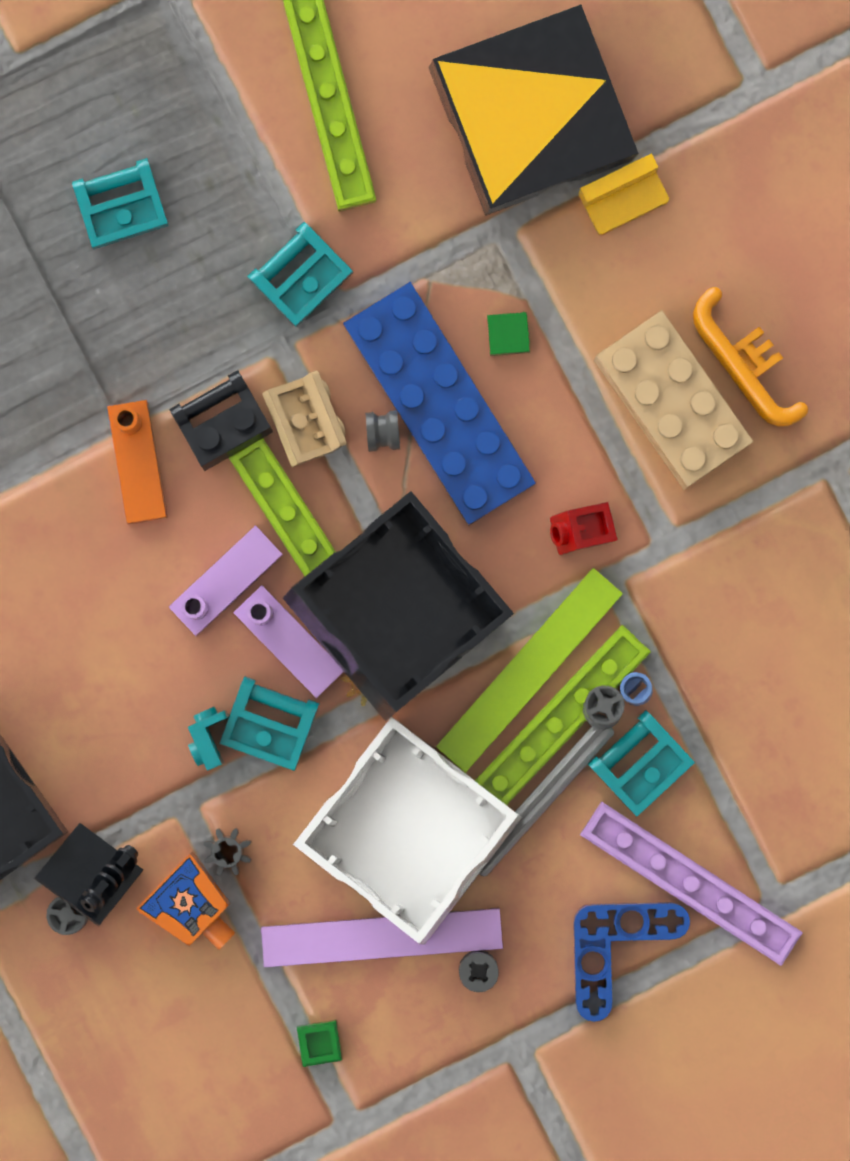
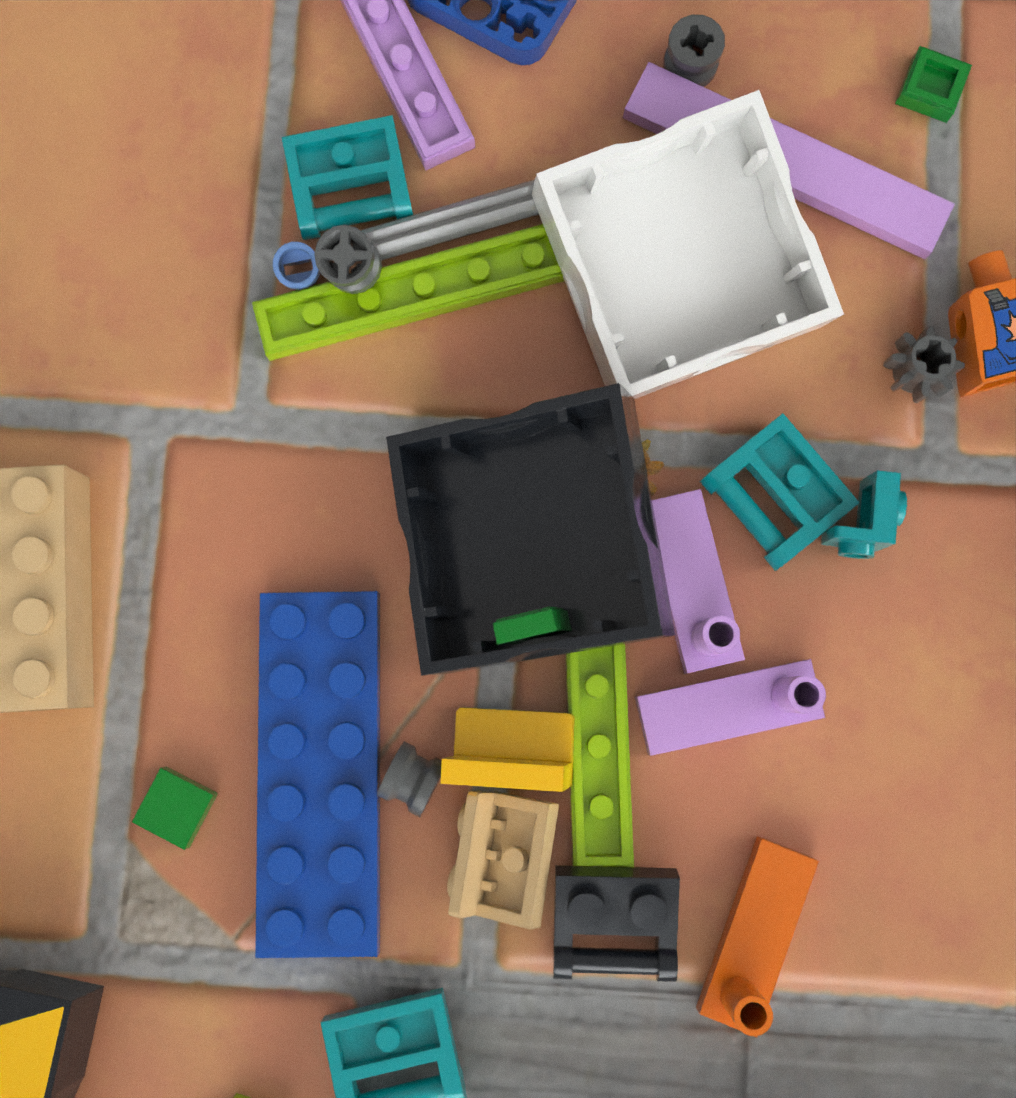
camera: 150 degrees left, 5 degrees down
(336, 481) = (511, 750): none -> yellow panel
(365, 555) = (531, 625): none -> green tile
(529, 670) = (413, 369): lime tile -> none
(582, 528) = (238, 500): red bracket -> none

